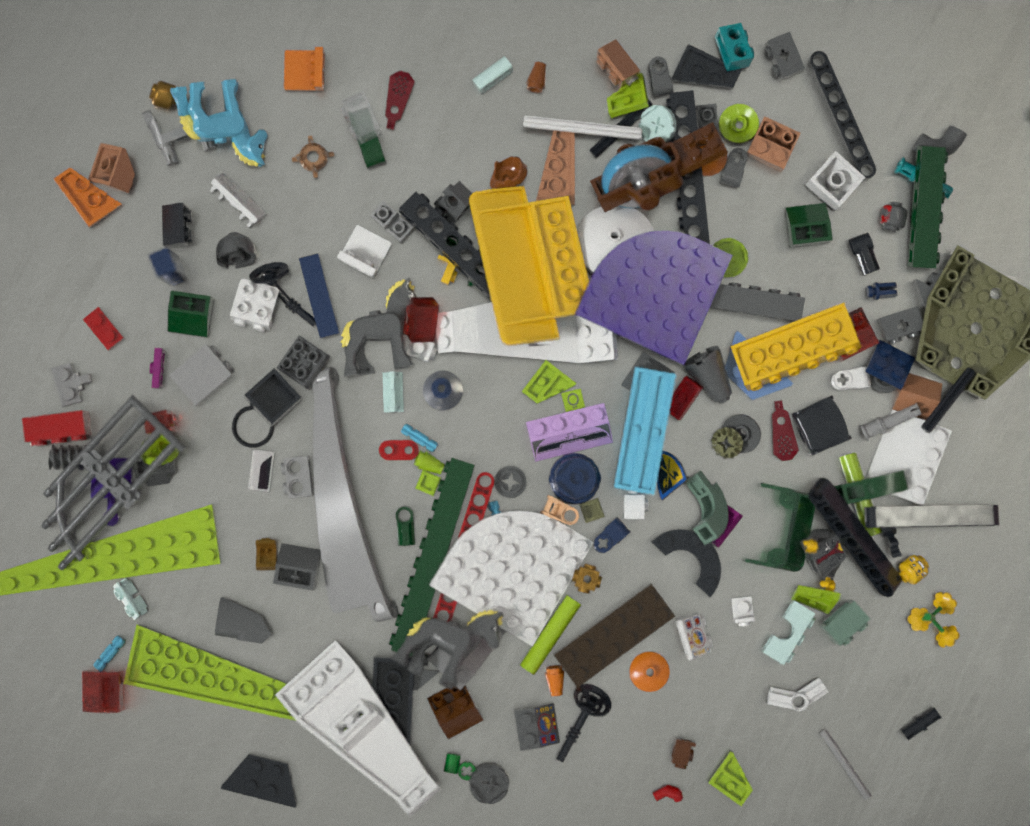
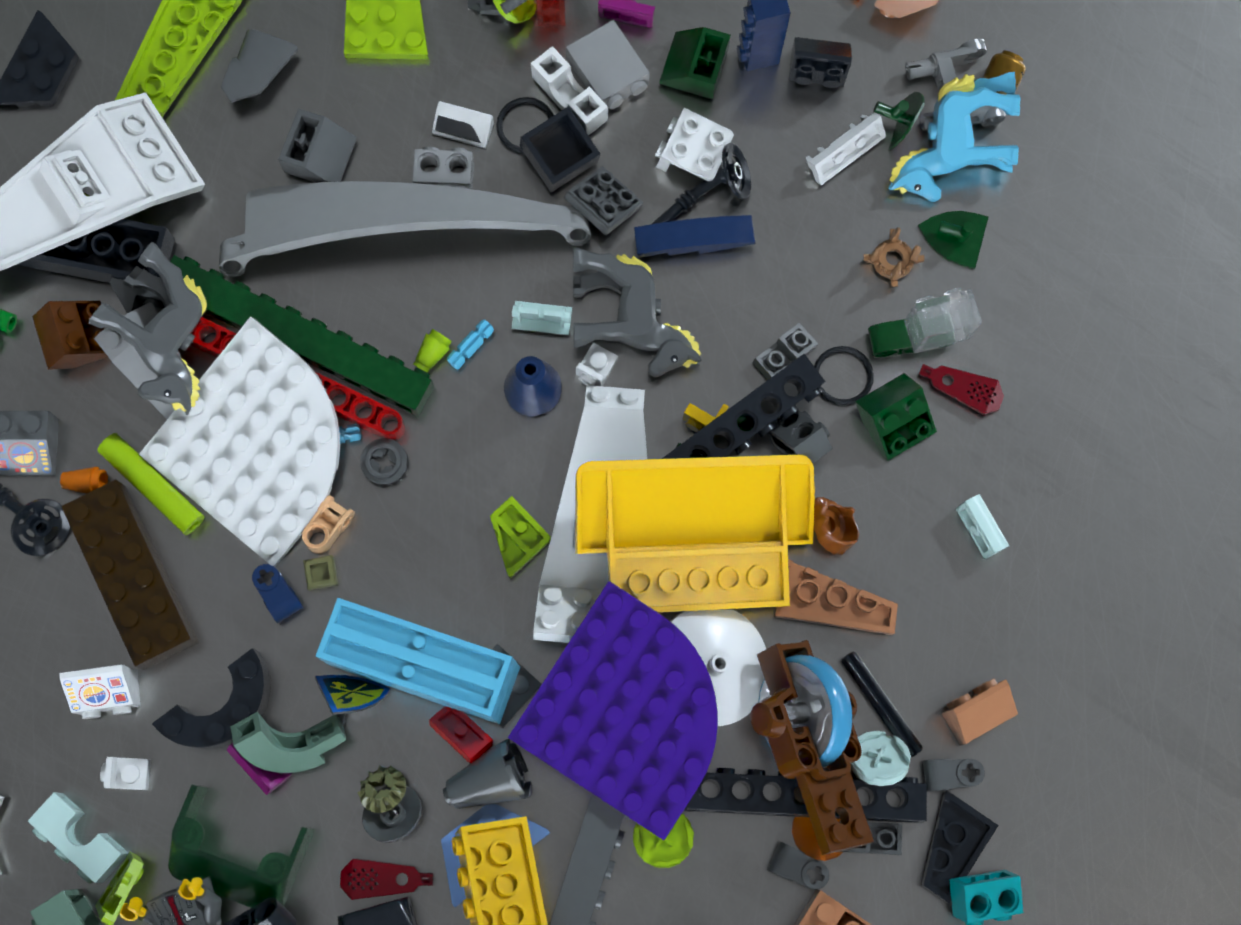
camera: 95 degrees right, 10 degrees down
(210, 159) = (904, 112): none -> dark green shield
(227, 399) = (556, 79): none -> white arch
(235, 250) = (775, 132): dark grey cylinder -> none
(266, 554) = (344, 112): pearl gold bracket -> none
(288, 115) = (956, 235): none -> dark green shield
(304, 70) = (1019, 265): orange bracket -> none
(364, 251) = (747, 307): white bracket -> none
(397, 163) = (864, 359): none -> black tyre
(398, 450) = (458, 312): red plate -> none
(405, 528) = (345, 305): dark green piece -> none
(422, 319) = (637, 367): clear red piece -> none
(426, 141) = (896, 415): none -> dark green slope
(428, 483) = (403, 346): lime tile -> none
(537, 78) = (969, 589): dark orange cone -> none
(569, 432) = (440, 556): lavender slope -> none
(573, 400) = (486, 570): lime tile -> none
(574, 478) = (370, 553): dark blue piece -> none
(582, 127) = (889, 644): white axle -> none
(583, 571) = (227, 554): pearl gold brick -> none
(628, 98) = (925, 721): lime wing -> none
(634, 505) = (308, 633): white brick -> none
(641, 664) = (82, 623): orange dish -> none
(735, 114) = (880, 882): lime dish -> none

